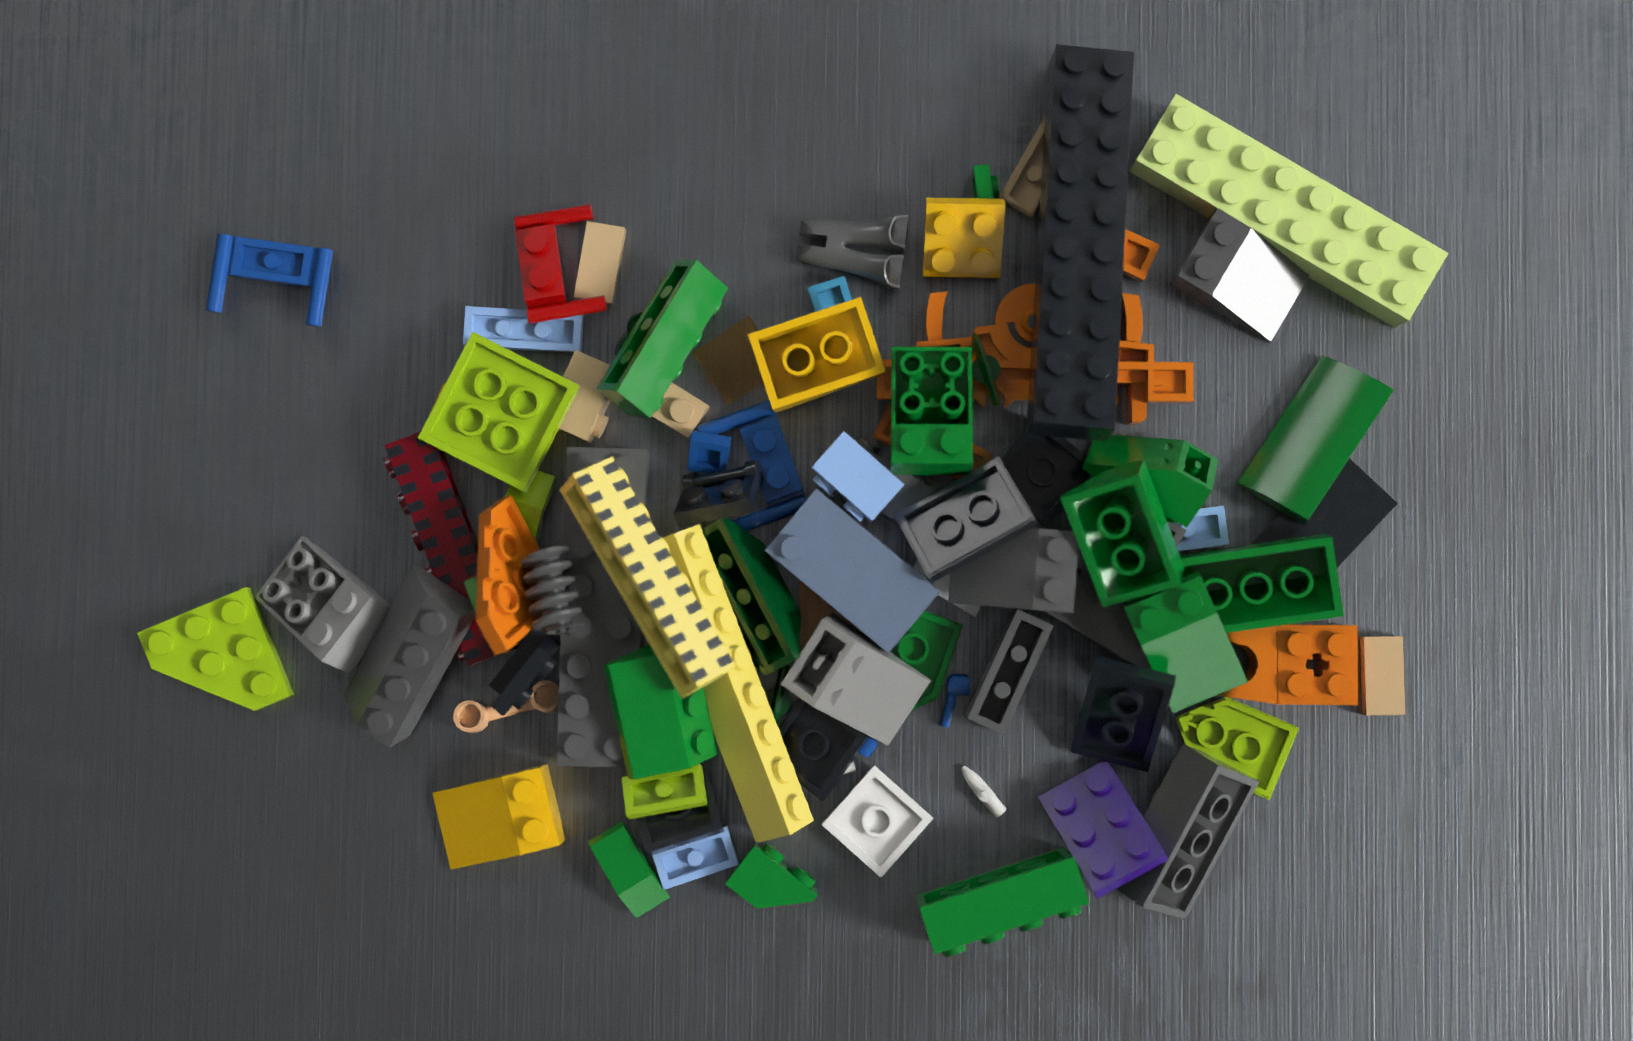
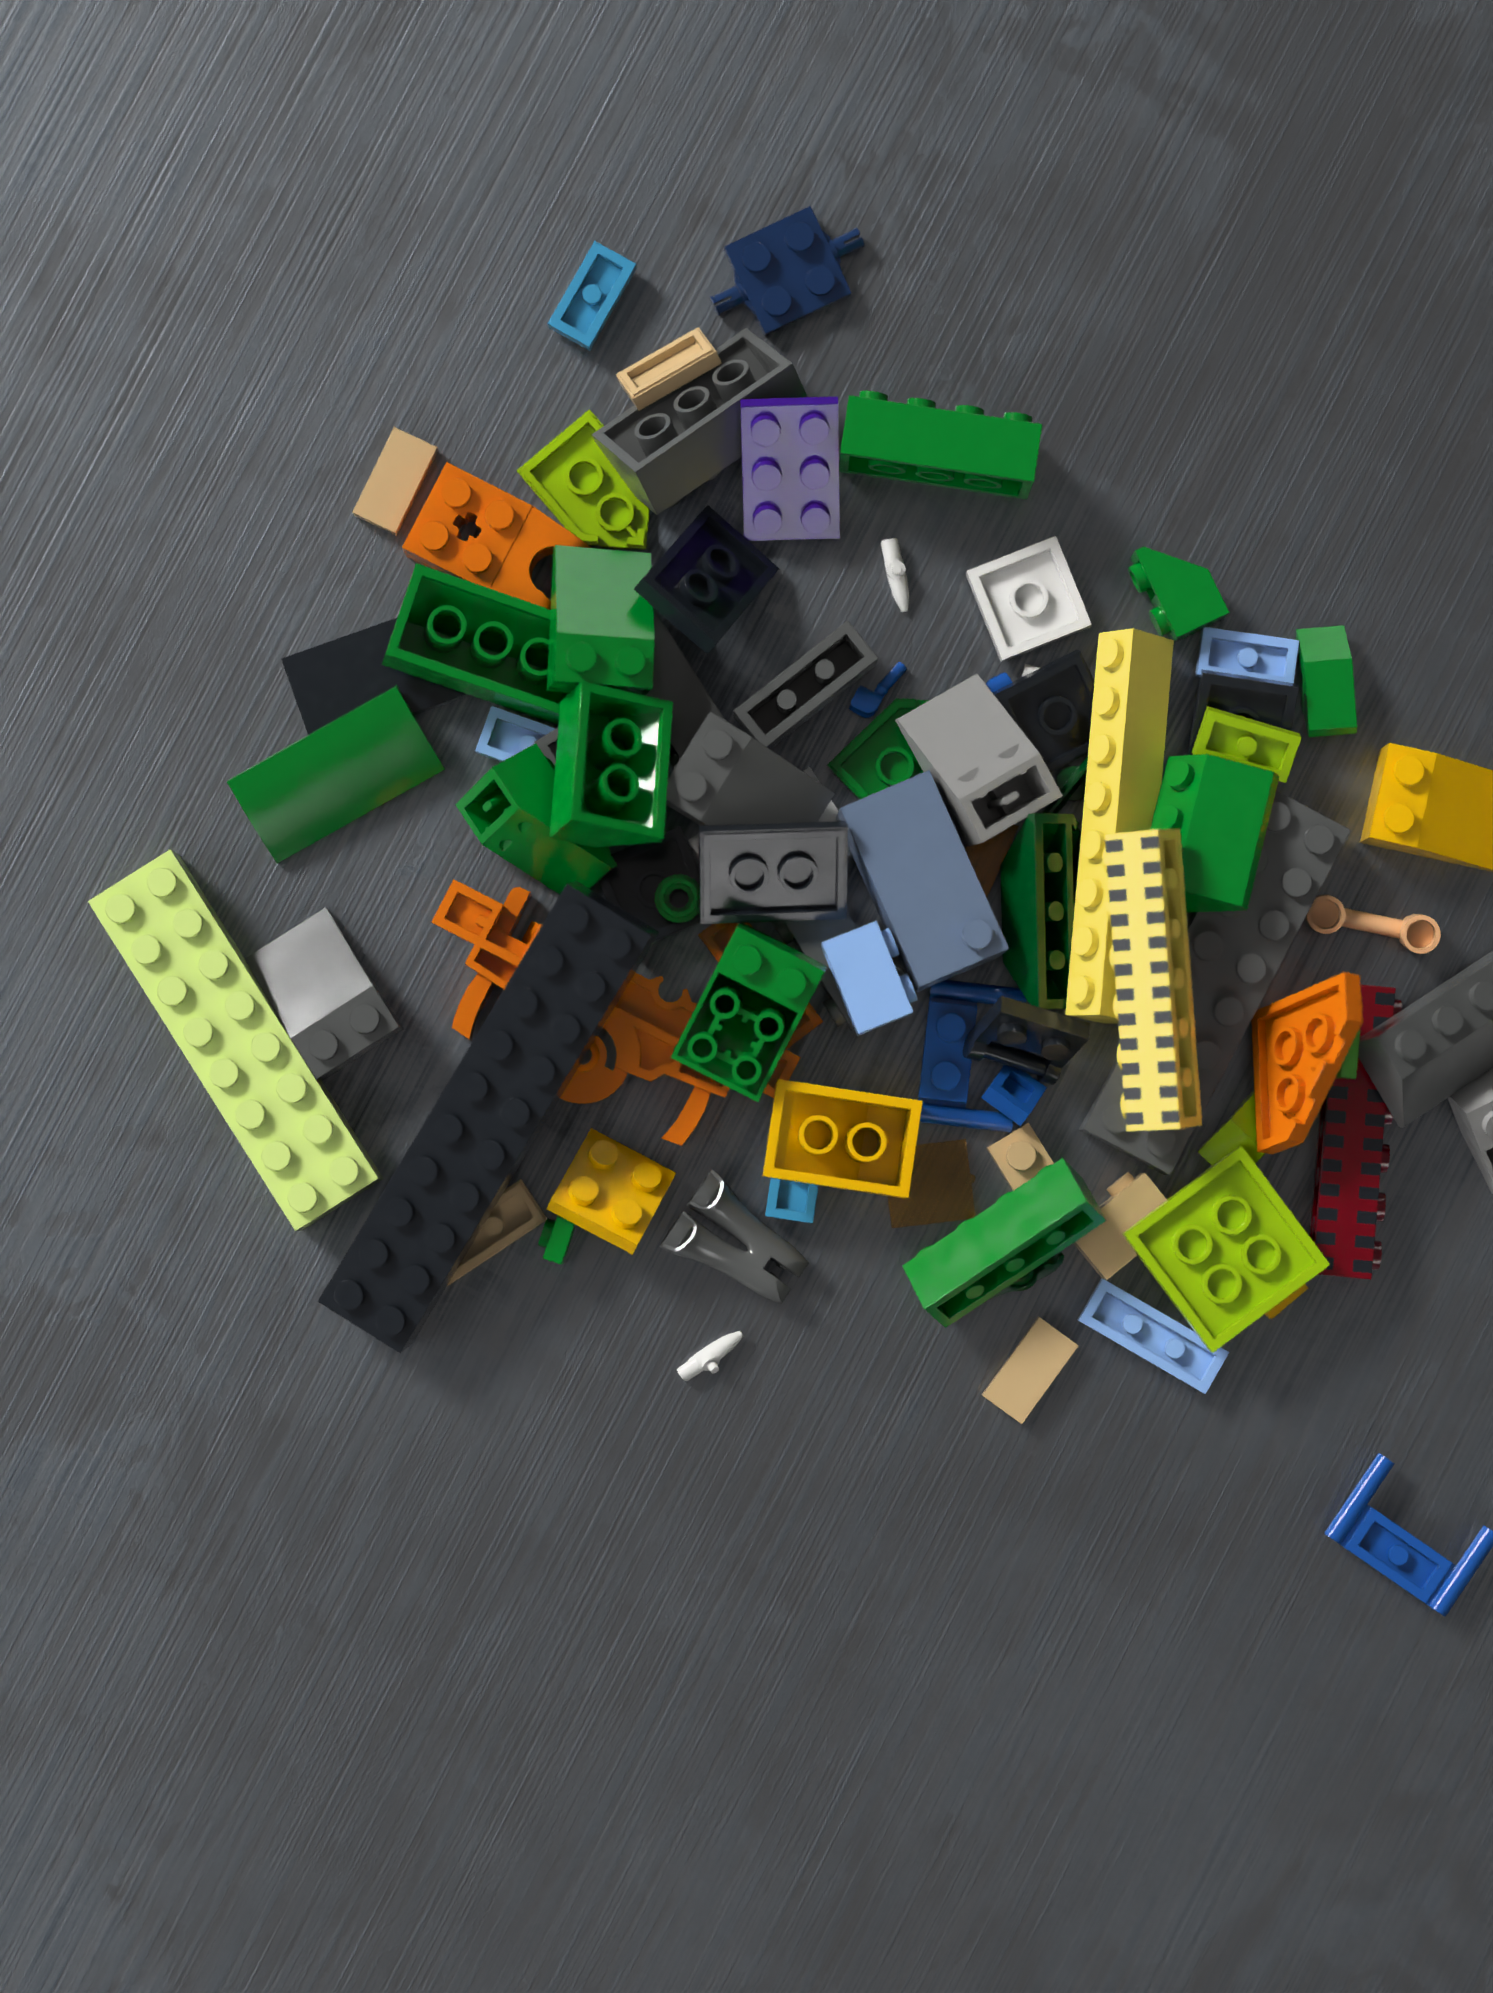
camera: 155 degrees left, 0 degrees up
(528, 661) = (1341, 951): black slope -> none
(542, 265) = (1097, 1395): red plate -> none
(550, 591) = (1265, 1018): dark grey piece -> none
(833, 159) = (709, 1356): none -> white helmet
(986, 370) = (665, 1025): dark green piece -> none
(1033, 465) = (664, 891): none -> green plate
(1138, 255) = (427, 1076): orange plate -> none
(1177, 977) = (787, 271): none -> dark blue plate
(1227, 859) = (668, 368): none -> tan tile
(1311, 886) = (592, 295): none -> dark azure plate

